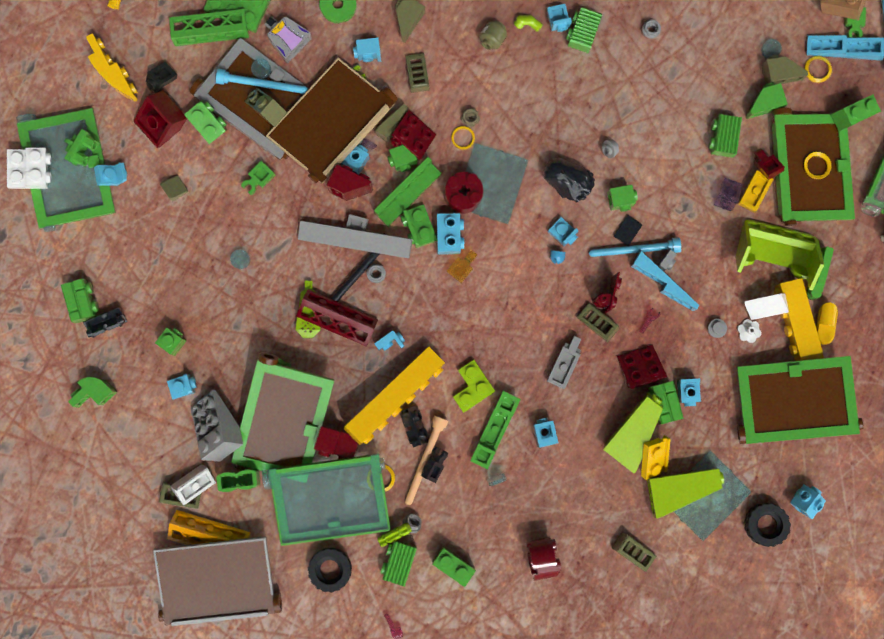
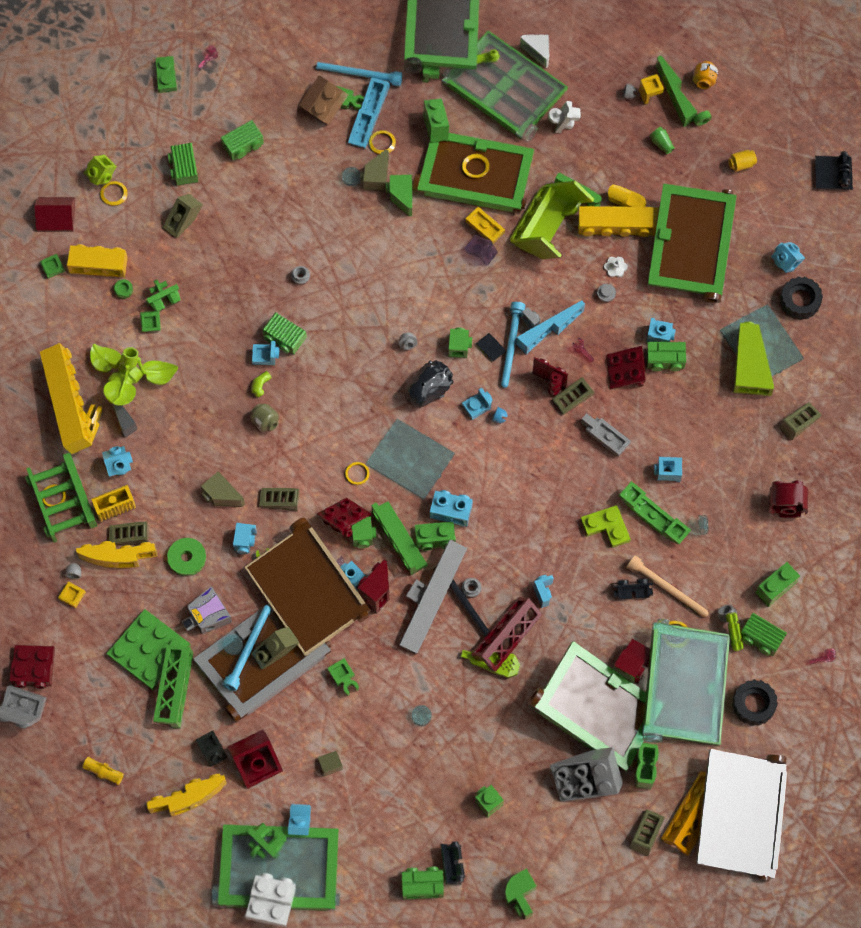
camera: 70 degrees left, 15 degrees down
(182, 386) = (536, 802): medium azure bracket -> none
(193, 484) = (638, 814): white slope -> none
(205, 121) = (271, 711): bright green bracket -> none
(389, 125) = (327, 536): olive slope -> none
(391, 399) = (600, 596): yellow brick -> none
(434, 467) = (678, 580): black plate -> none
(460, 268) = (488, 506): clear yellow plate -> none
(468, 182) = (422, 474): dark red brick -> none
(475, 118) = (337, 456): dark tan plate -> none
(636, 429) = (688, 386): lime slope -> none
(655, 457) = (716, 375): yellow plate -> none
(725, 135) = (424, 237): bright green brick -> none
(767, 306) = (597, 243): white slope -> none
(768, 166) = (465, 206): dark red plate -> none

